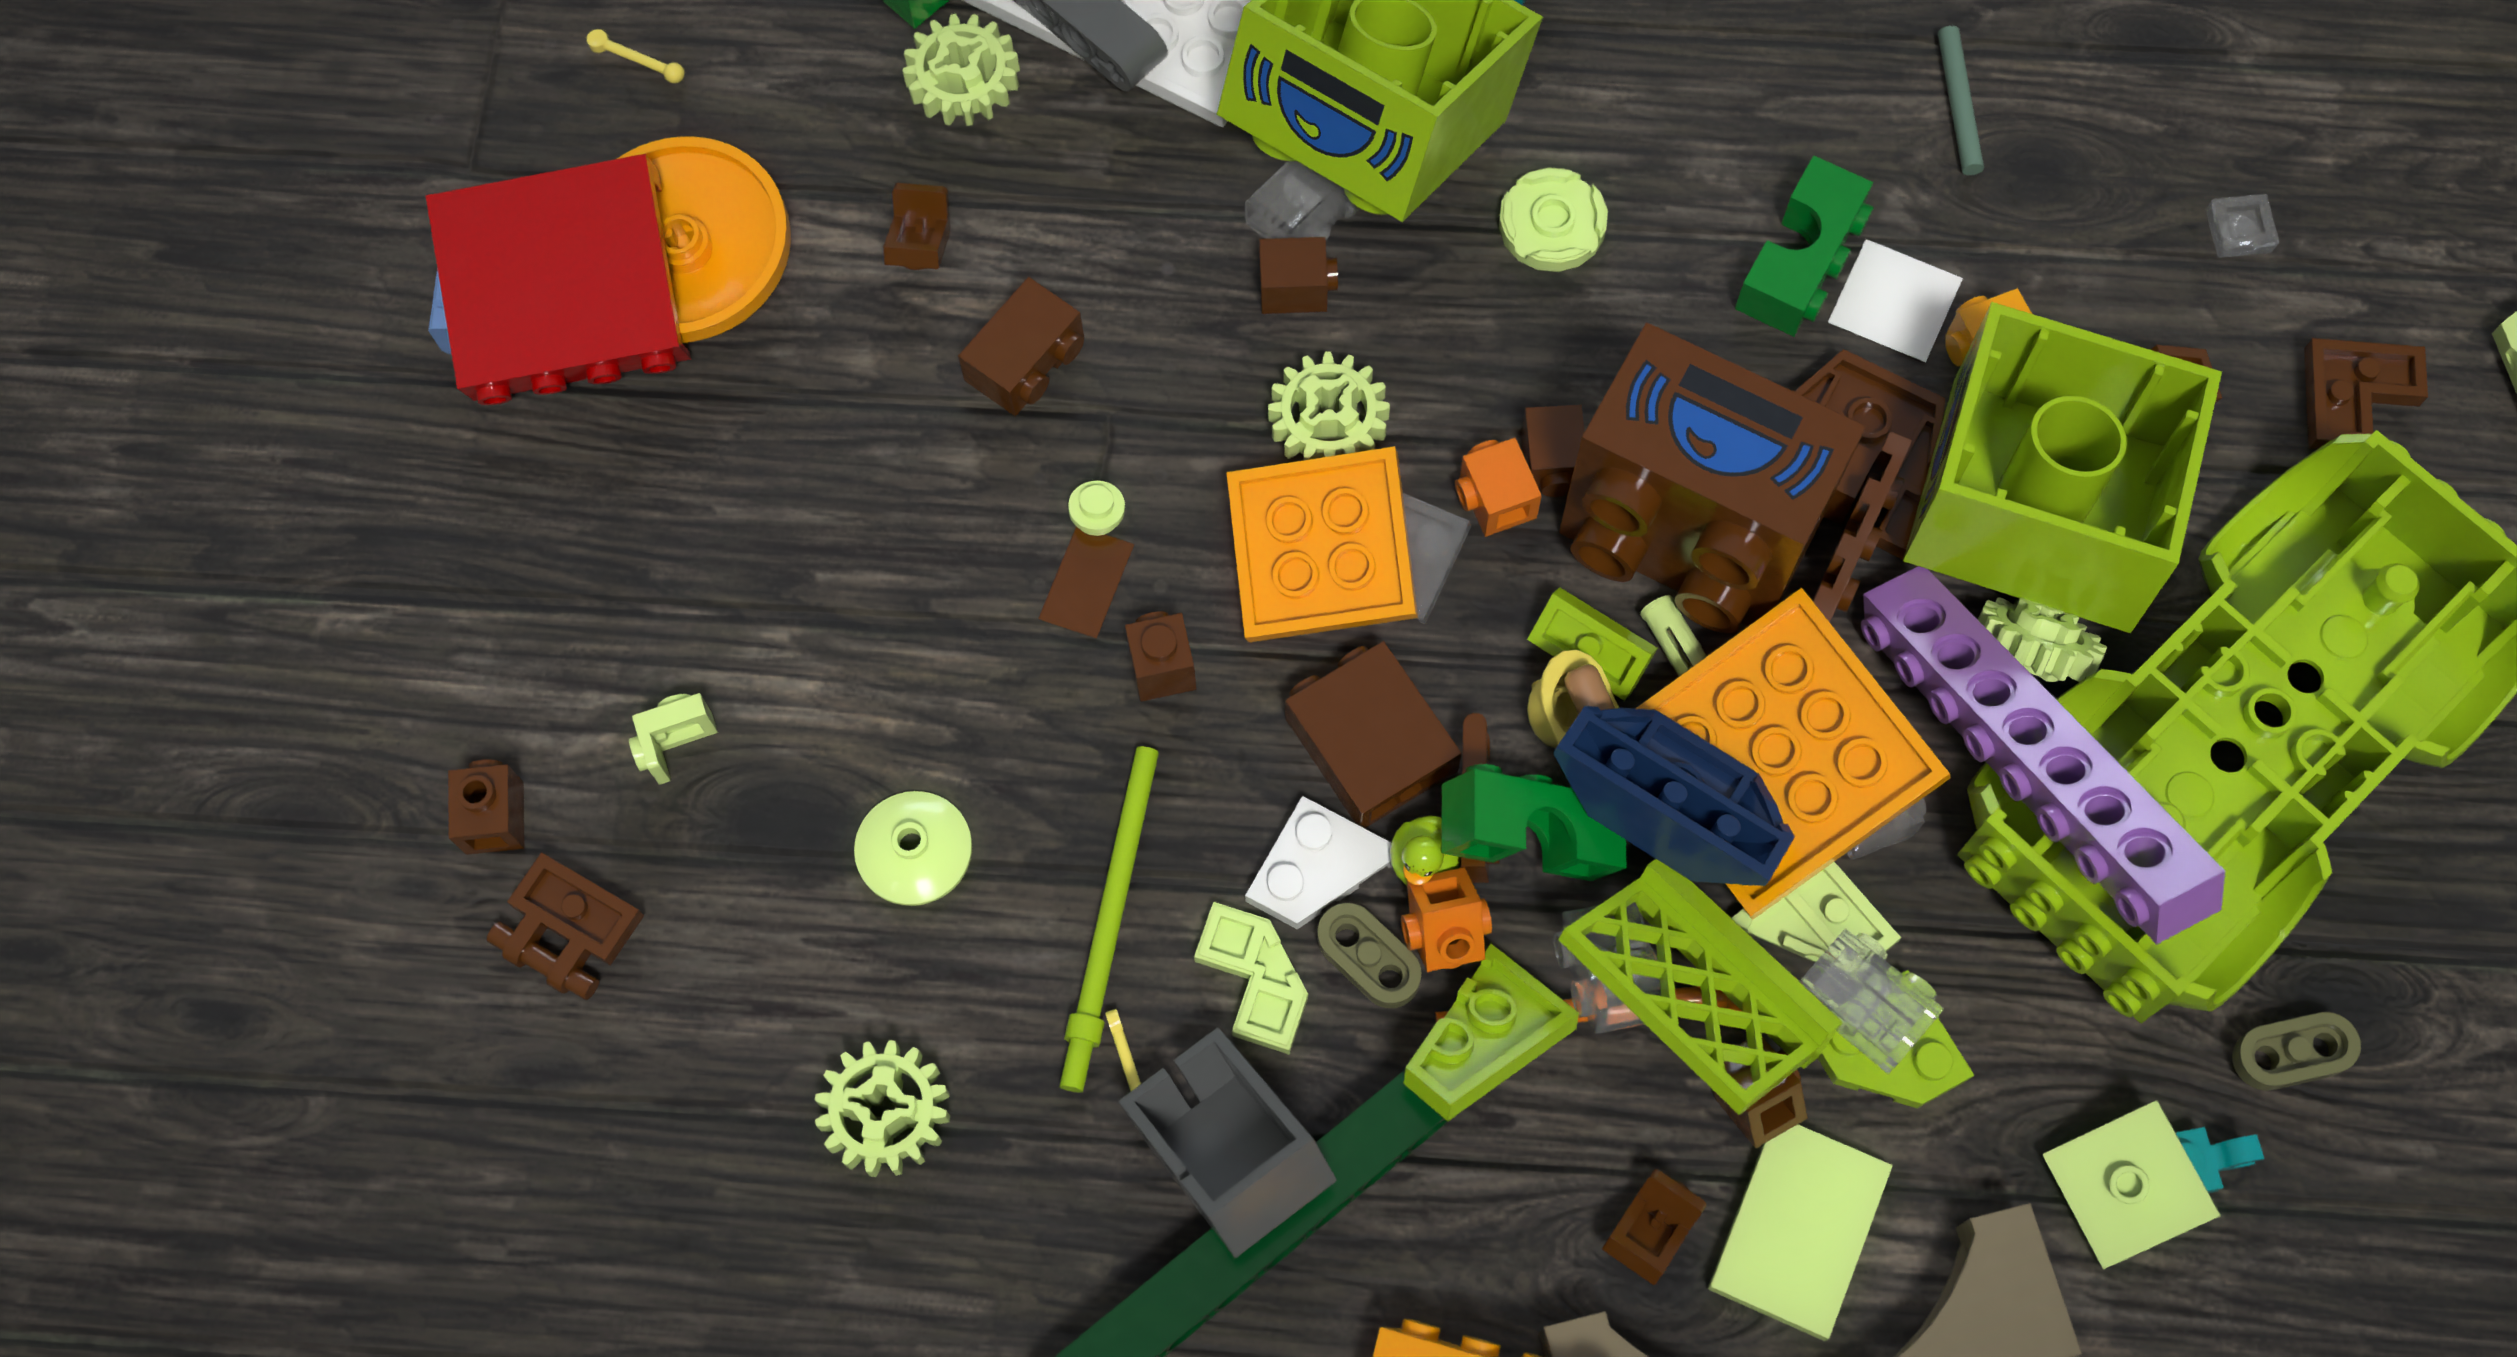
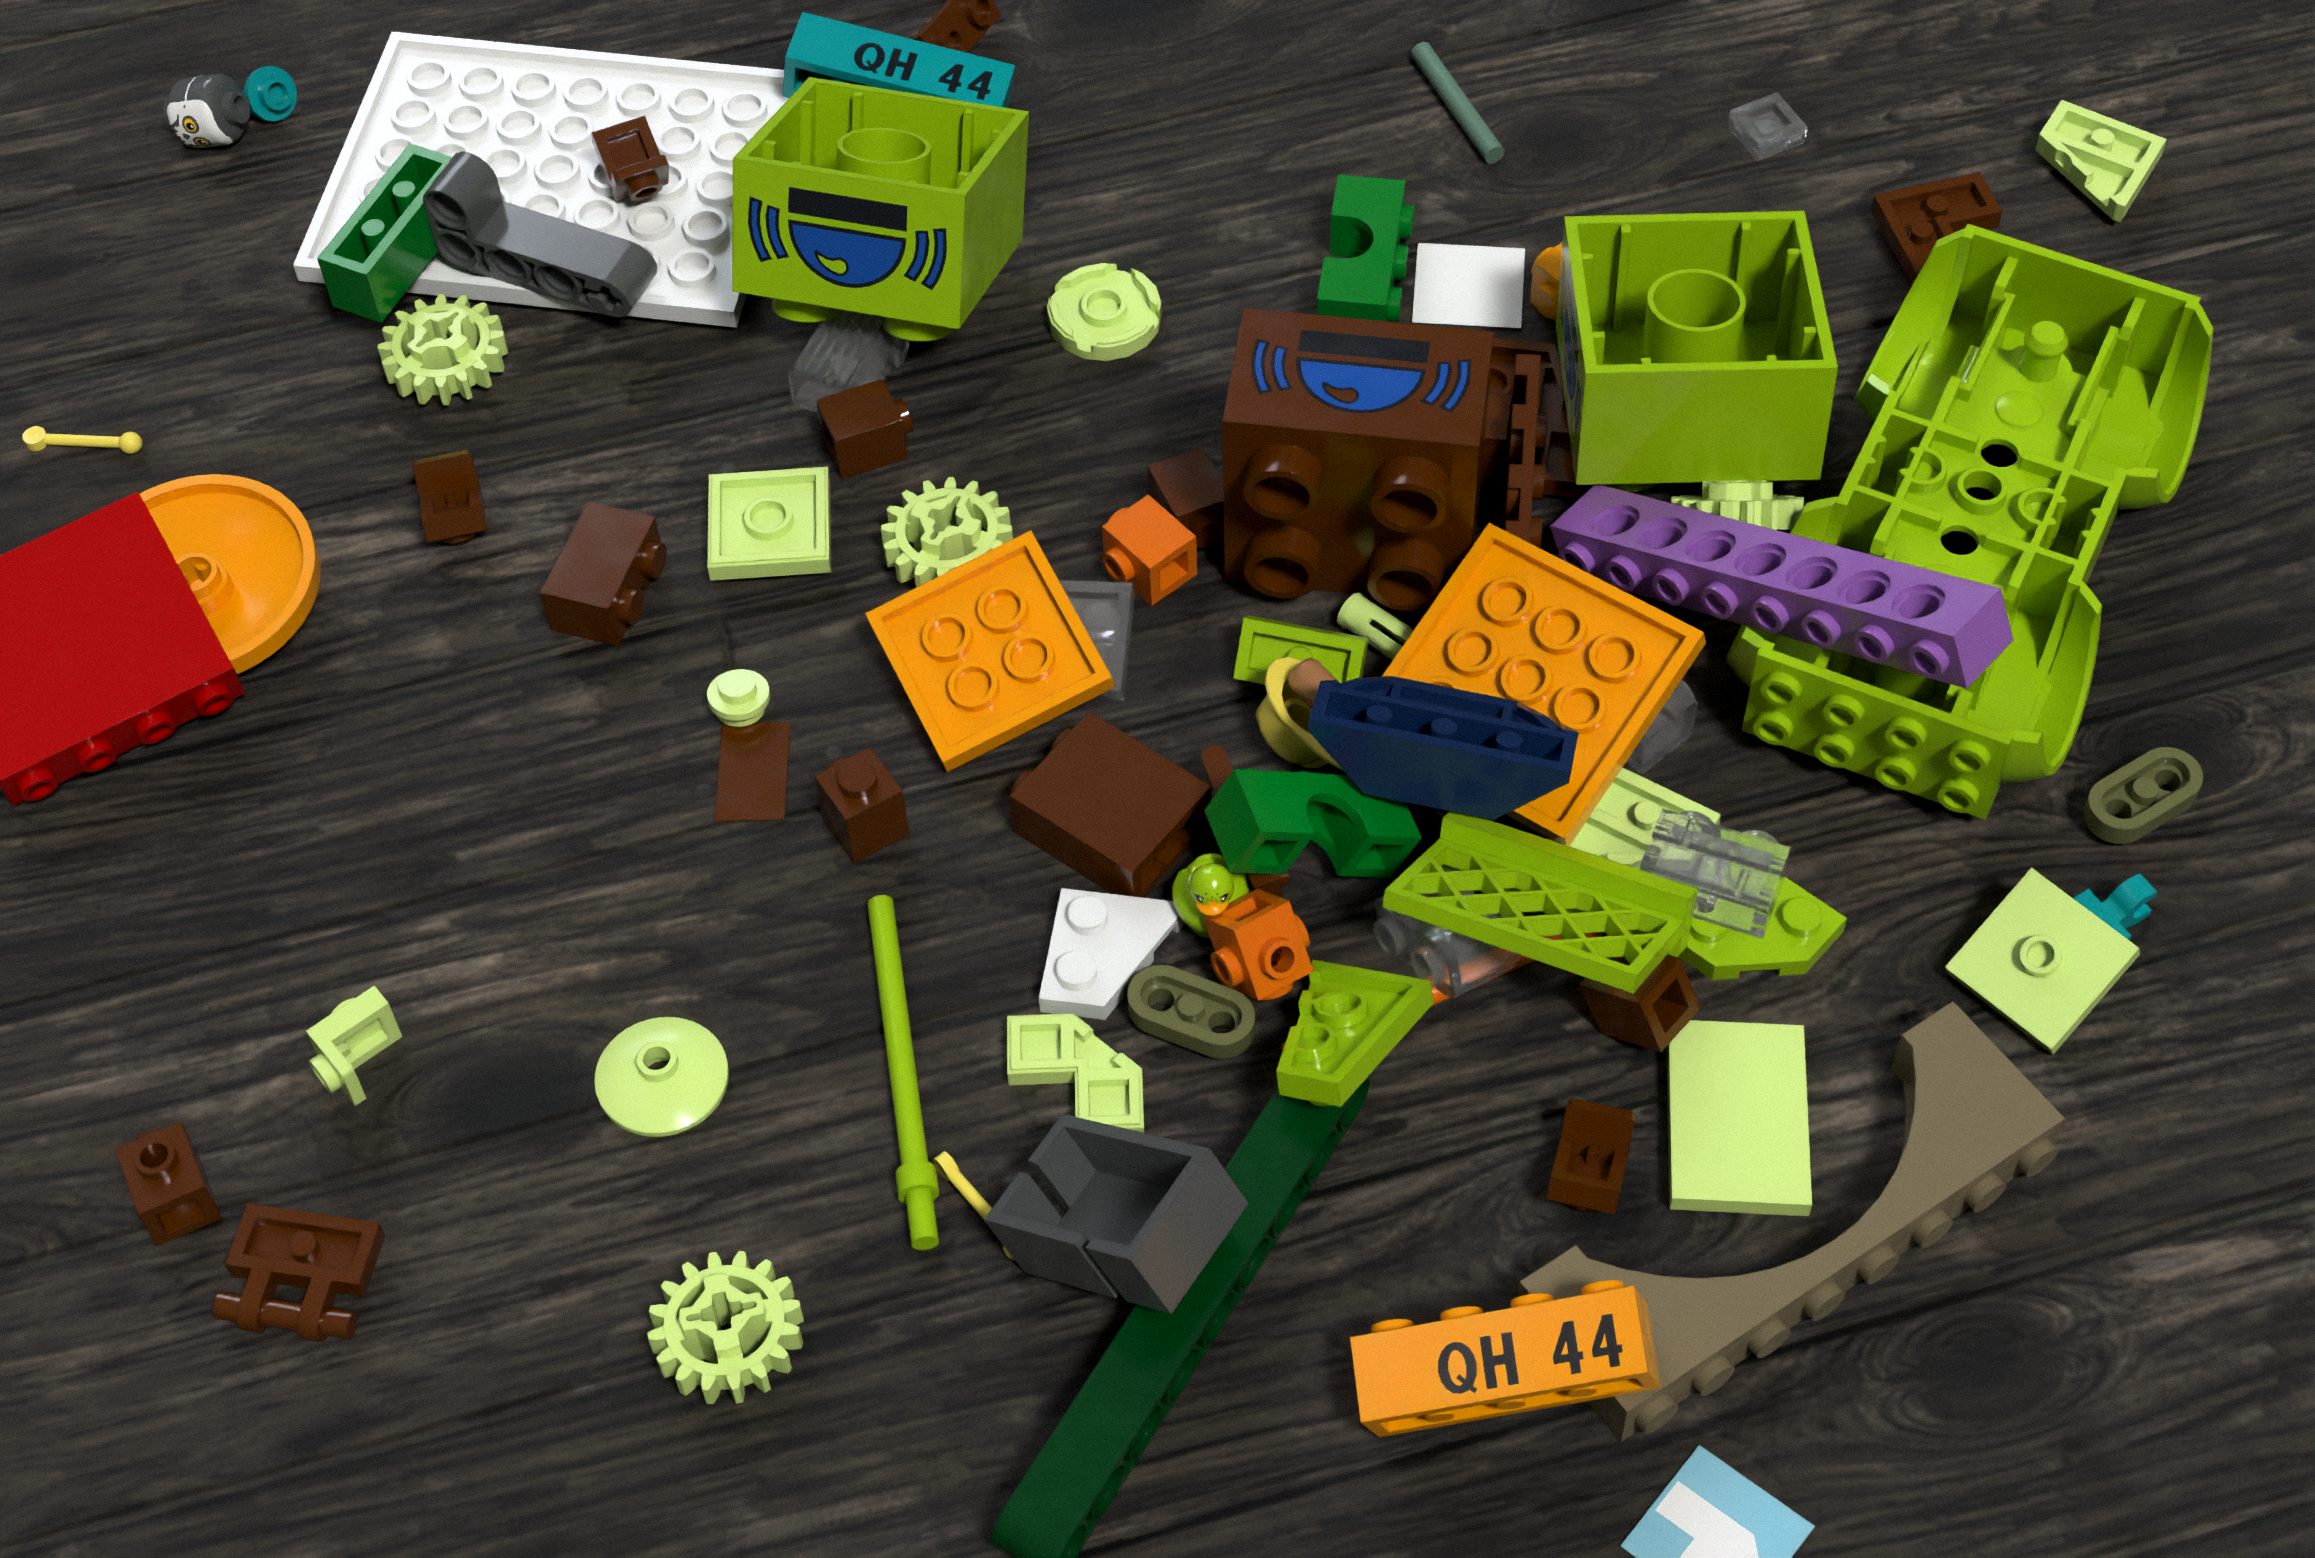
camera: 20 degrees left, 15 degrees down
(1181, 343) = (769, 523): none -> yellowish green plate

